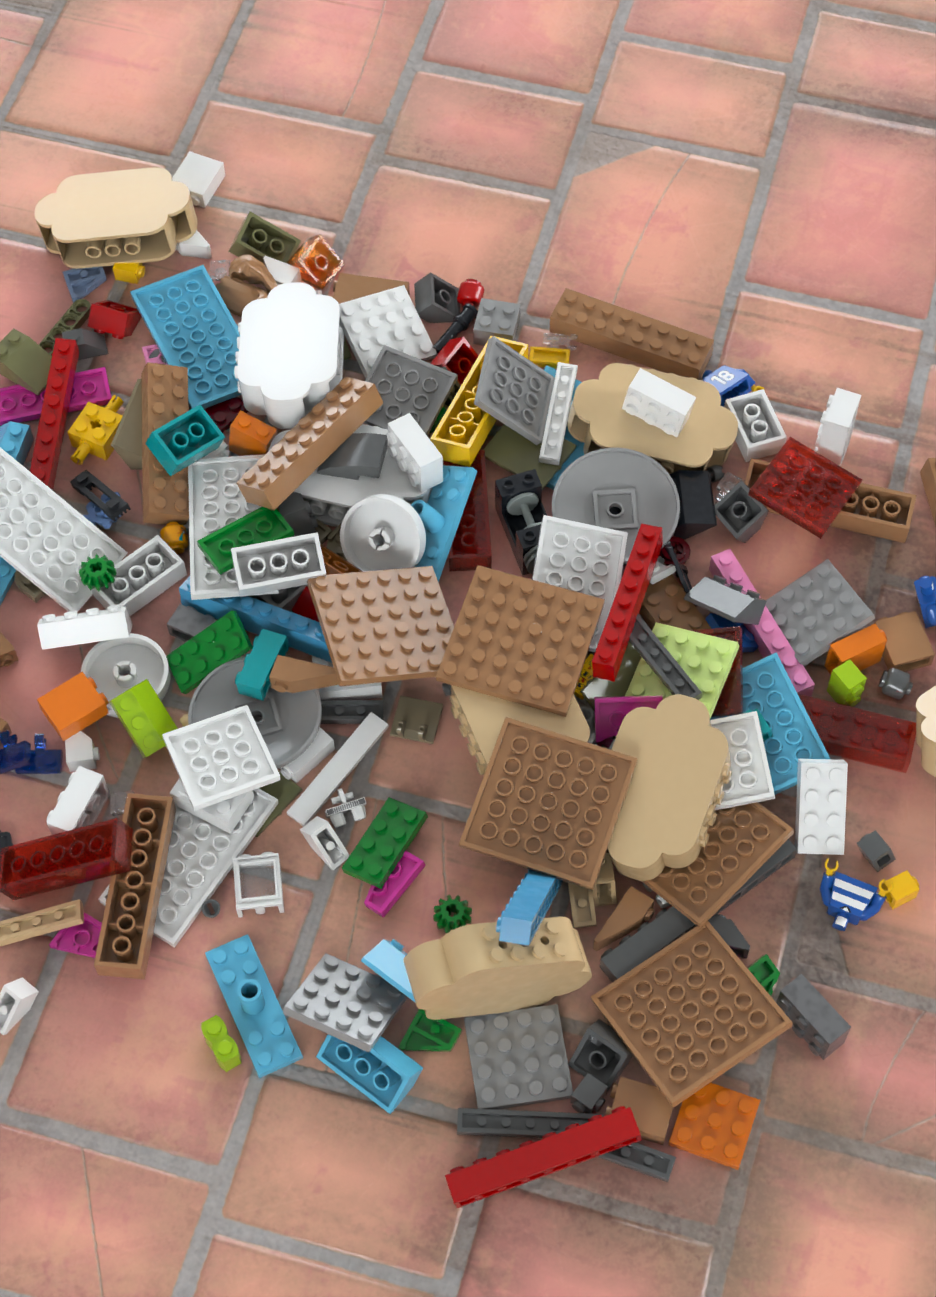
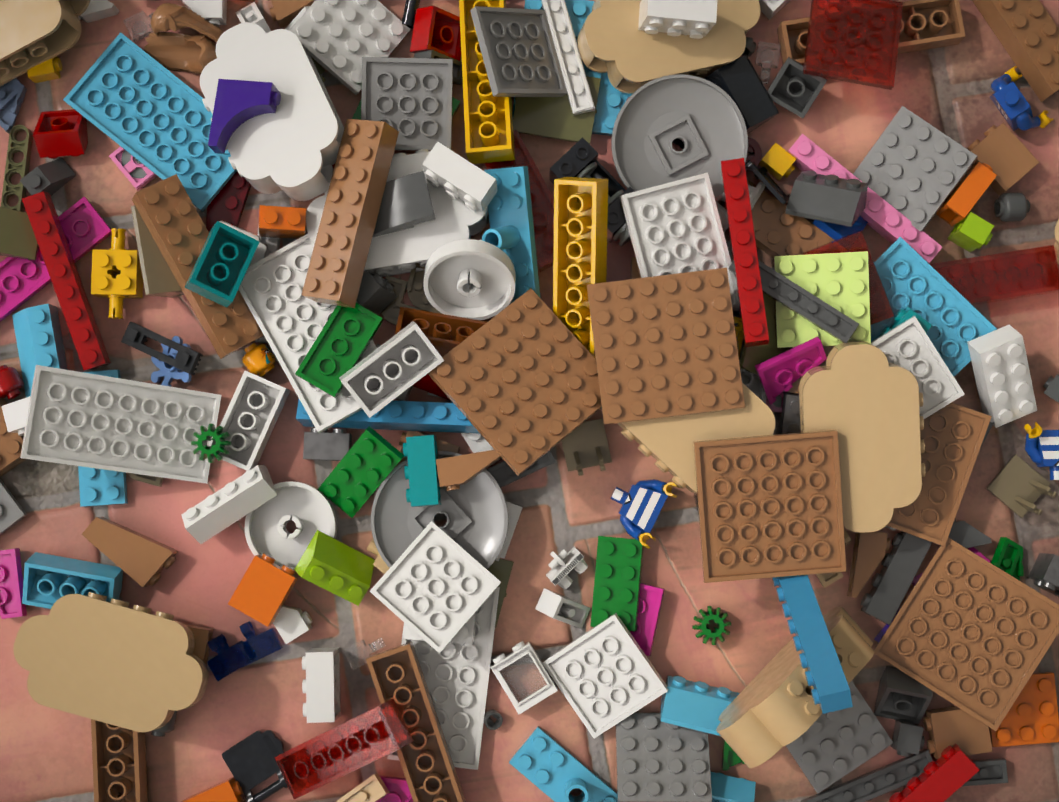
camera: 20 degrees left, 25 degrees up
(262, 328) = (235, 104): none -> dark purple arch
(332, 911) = (605, 675): none -> white plate
(337, 769) = (538, 530): white tile -> none
(441, 787) = (642, 506): none -> torso
(490, 539) = (579, 250): none -> yellow brick
(699, 565) = (778, 162): none -> yellow brick
(799, 919) = (1020, 487): none -> dark tan plate

